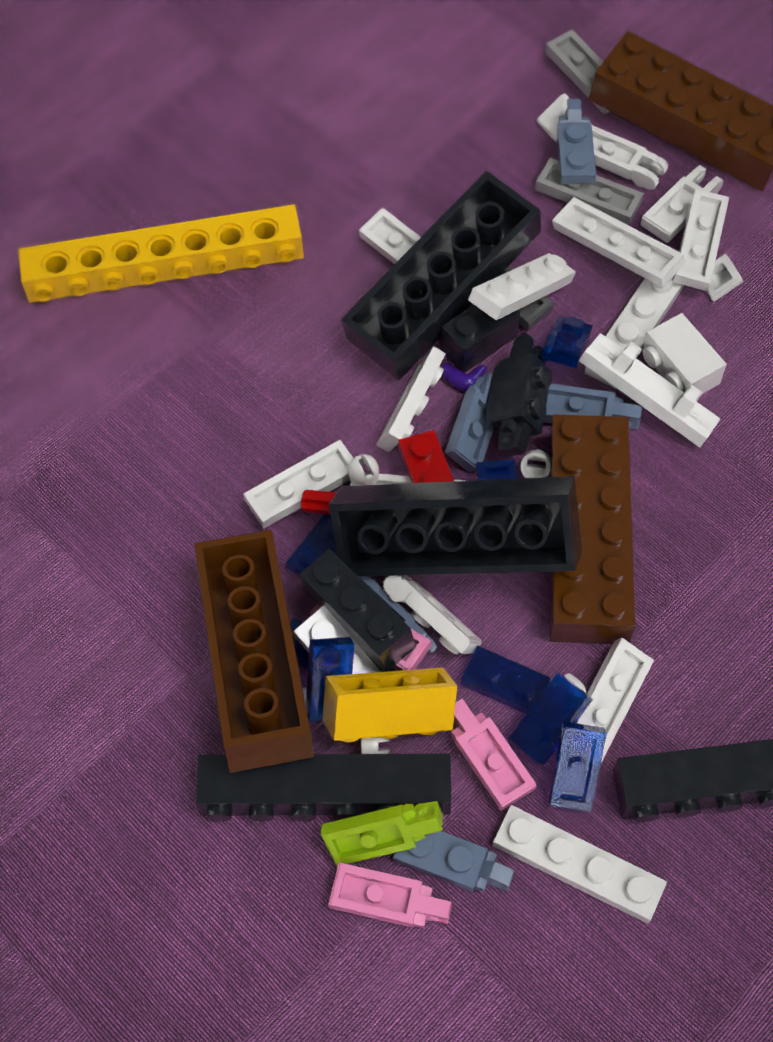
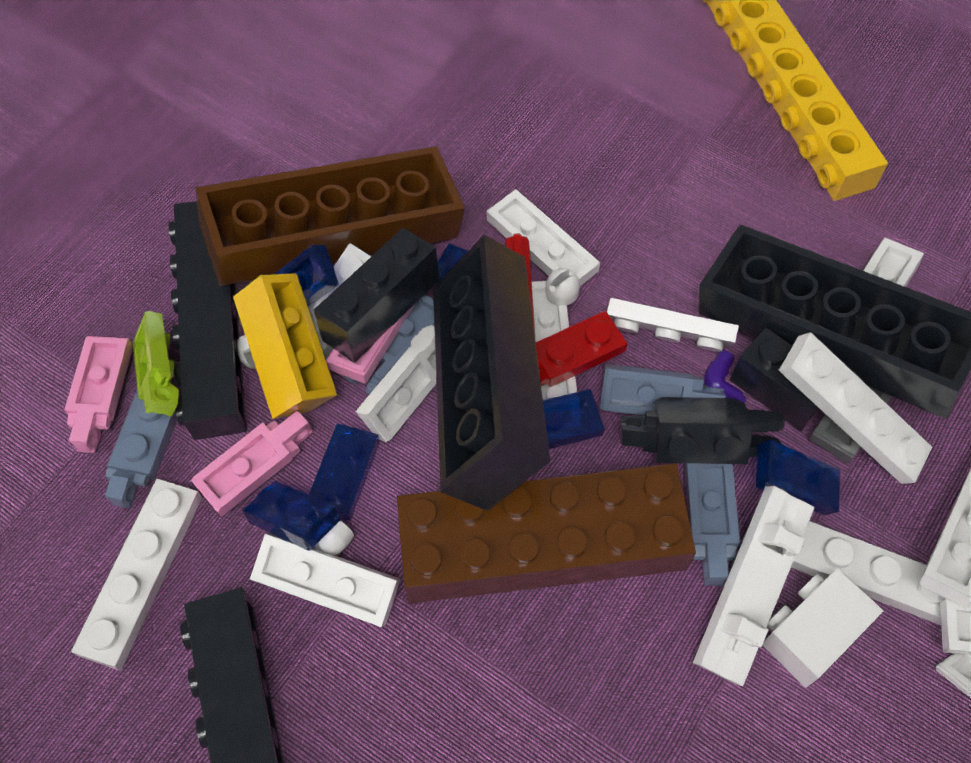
camera: 80 degrees right, 0 degrees up
(535, 470) = (617, 459): white hinge -> none
(577, 766) = (234, 547): clear blue plate -> none

